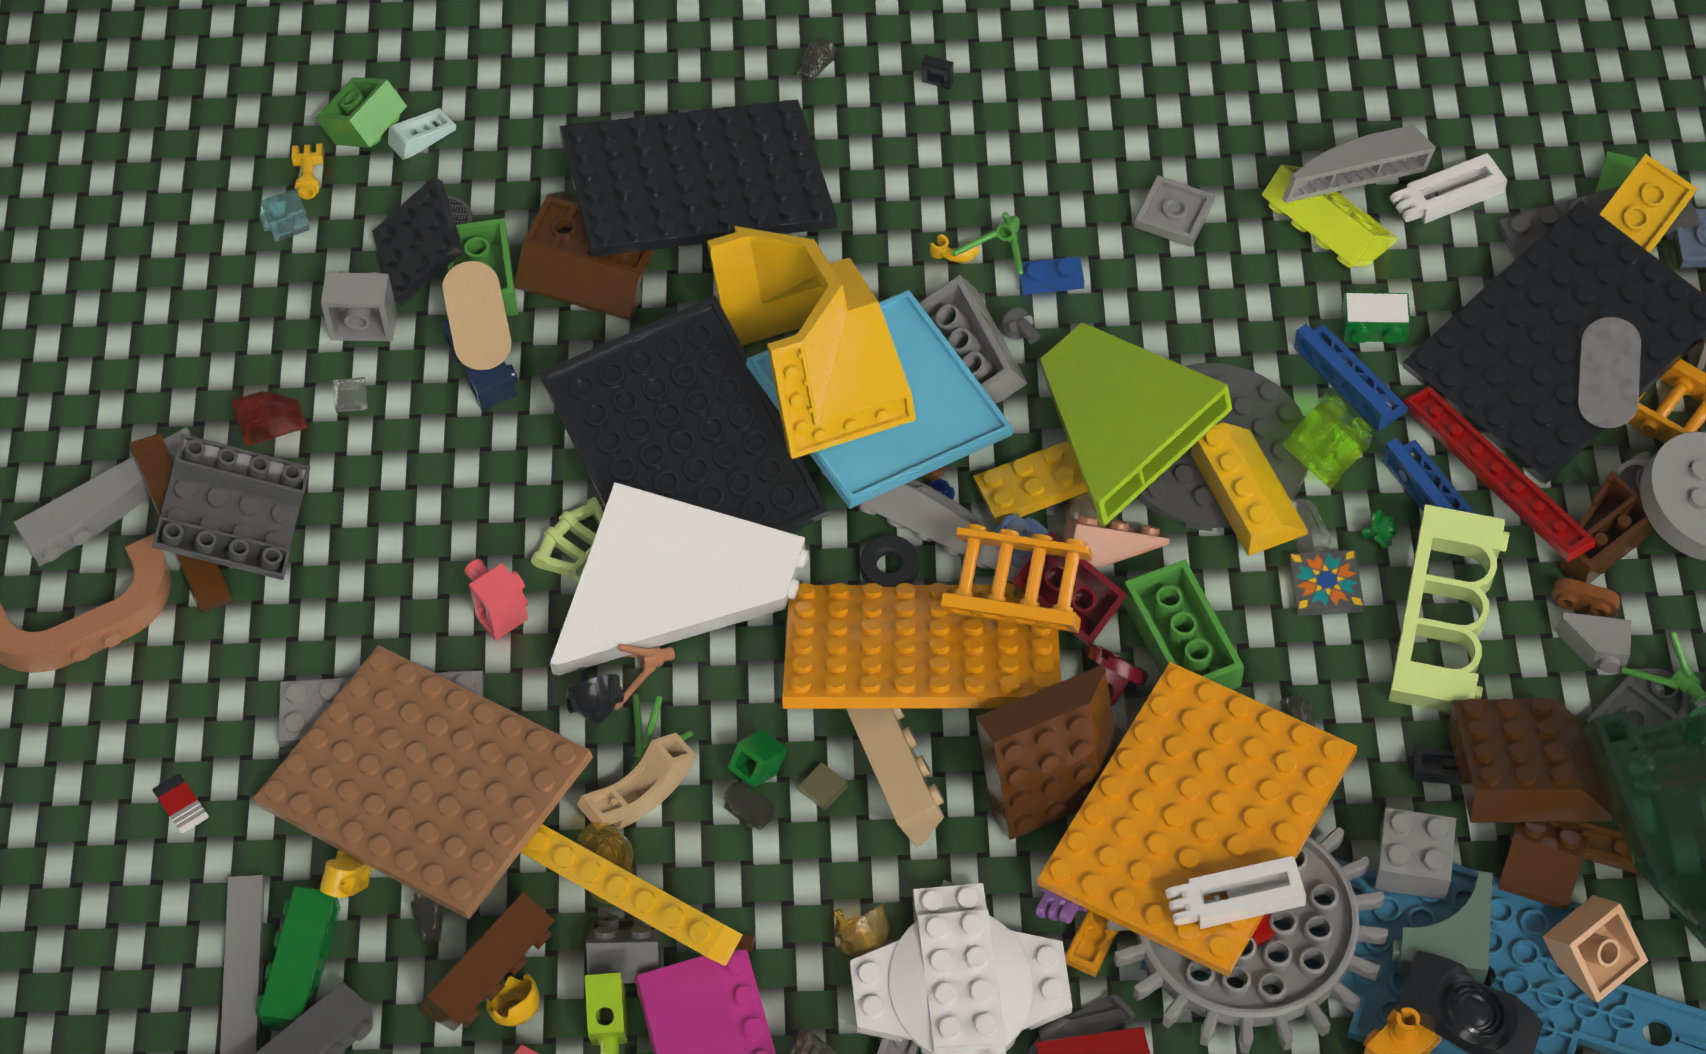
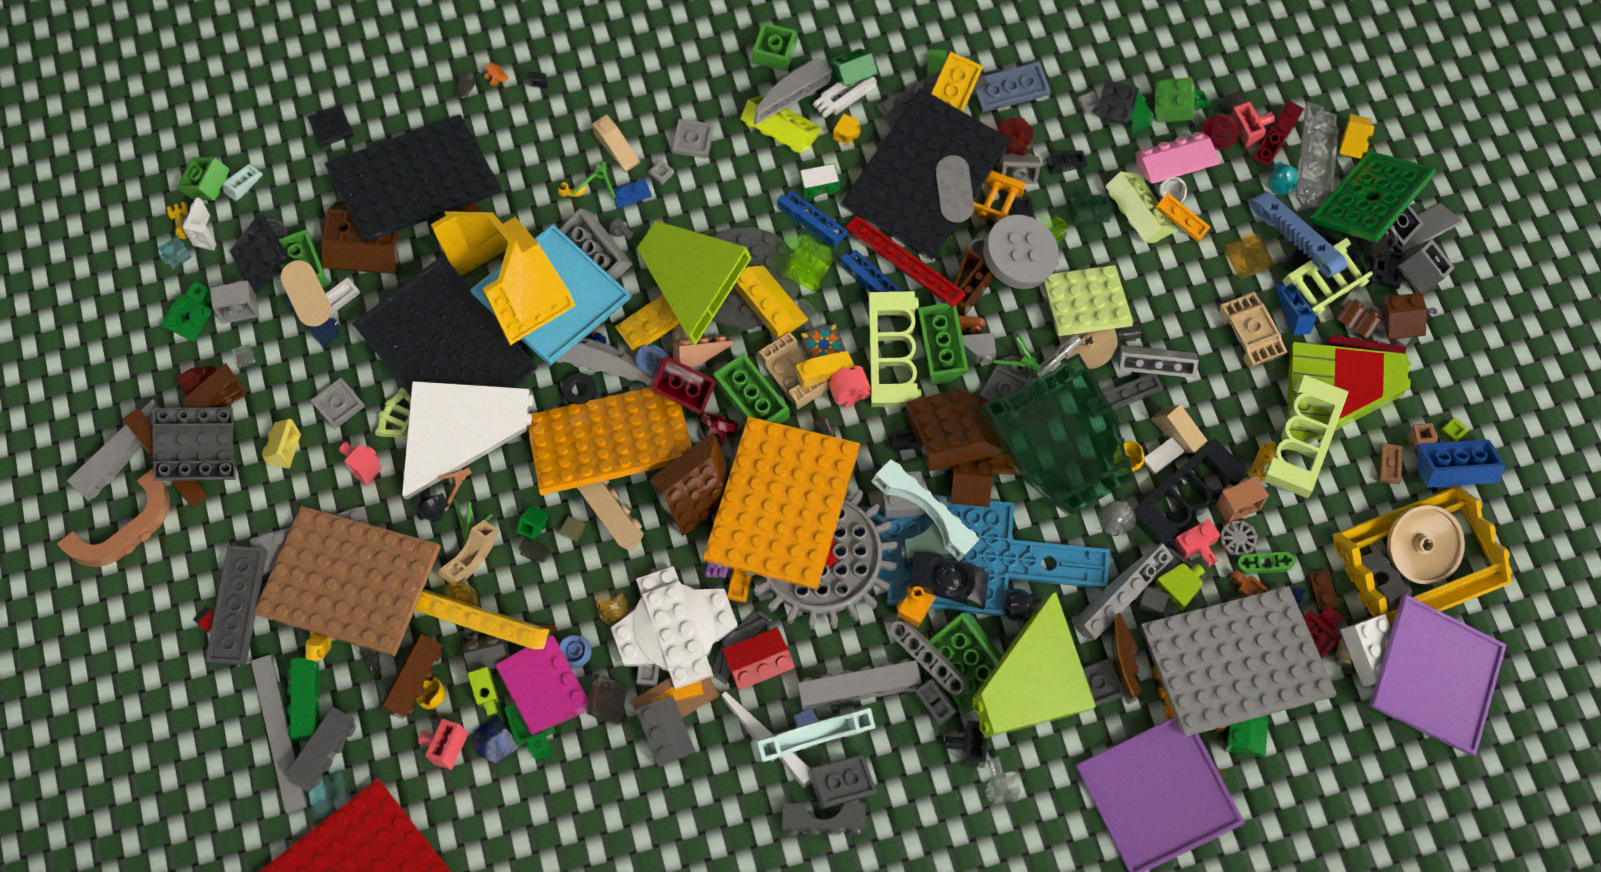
camera: 15 degrees left, 10 degrees up
(228, 781) = (236, 605): none -> dark grey plate
(294, 303) = (195, 305): none -> green plate
(295, 434) = (216, 391): none -> reddish brown wedge
(330, 182) = (196, 227): none -> white bracket
(374, 542) = (281, 444): none -> light yellow slope
(482, 499) = (337, 403): none -> light grey plate
(534, 334) = (341, 294): none -> white tile
(584, 78) = (330, 126): none -> black tile
(780, 987) = (576, 650): none -> medium blue hat
(871, 49) = (496, 73): none -> orange tile
(1028, 610) = (663, 404): light orange fence -> none
(1041, 191) = (615, 143): none -> tan slope
(1108, 252) = (661, 172): none -> light grey tile
(1250, 893) = (819, 540): white hinge -> none
(1262, 610) = (780, 362): none -> tan plate
(1317, 612) = (821, 368): none -> yellow slope
(1344, 95) = (774, 46): none -> bright green brick
(1357, 654) = (849, 386): none -> coral brick
(1381, 529) = (848, 308): green plant -> none
(1439, 247) = (846, 130): none -> yellow brick
(1473, 150) = (853, 67): none -> slope
(1497, 940) = (896, 482): none -> light aqua arch
(1537, 618) = (943, 343): none -> bright green slope
(1596, 947) = (1008, 525): light nougat slope -> none

